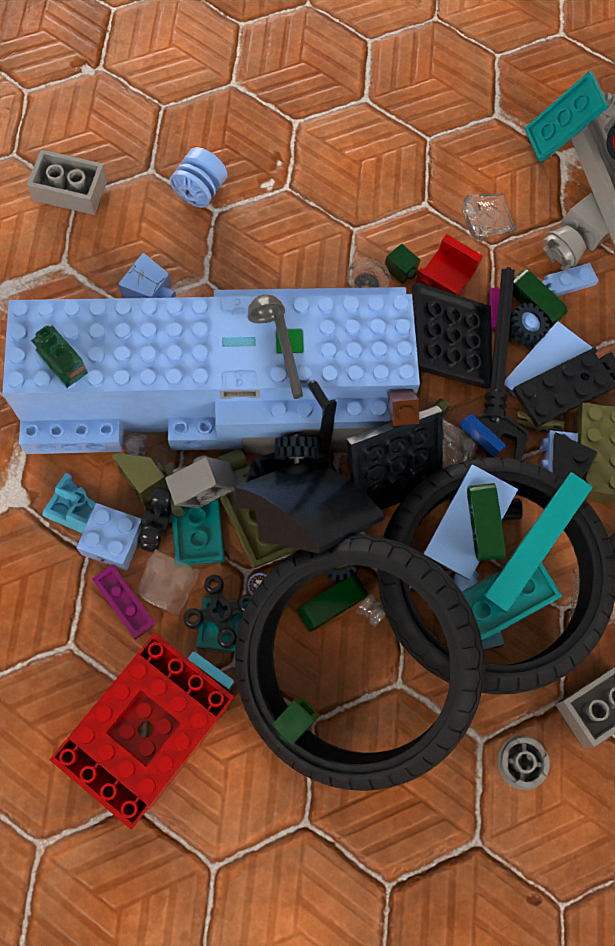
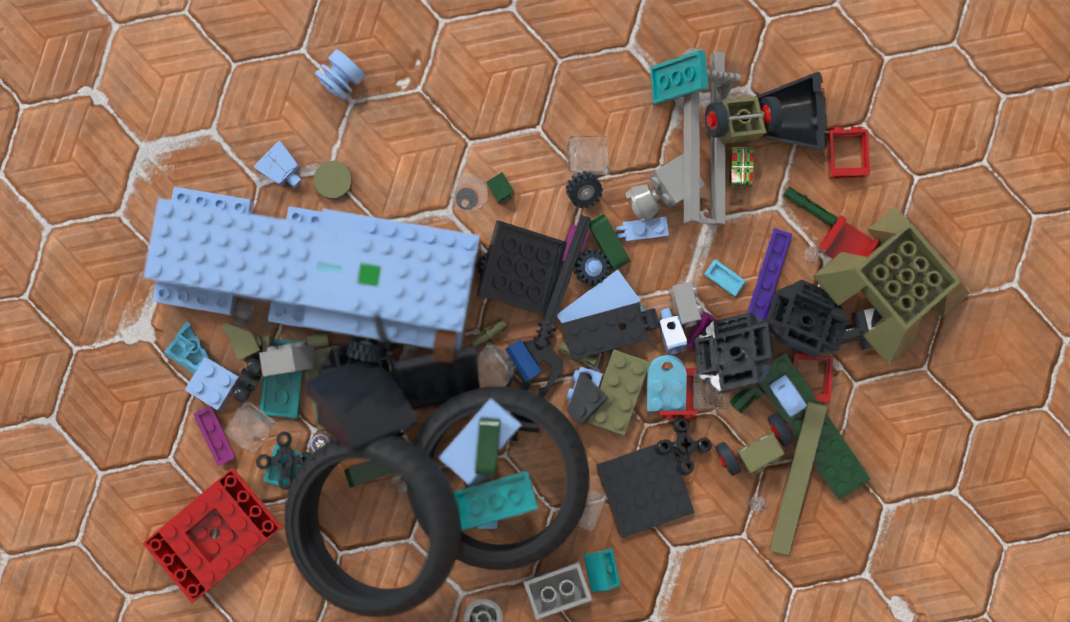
camera: 15 degrees right, 15 degrees up
(59, 355) = (189, 261): clear green hips -> none
(67, 182) = (227, 56): light grey brick -> none
(207, 281) = (332, 179): none -> olive tile
(212, 671) = (270, 502): medium azure tile -> none
(268, 309) = (356, 250): dark grey piece -> none
(295, 720) = (317, 558): dark green brick -> none
(450, 266) = (539, 201): red panel -> none
(496, 246) = (584, 189): none -> black wheel
(537, 542) = (525, 468): teal slope -> none

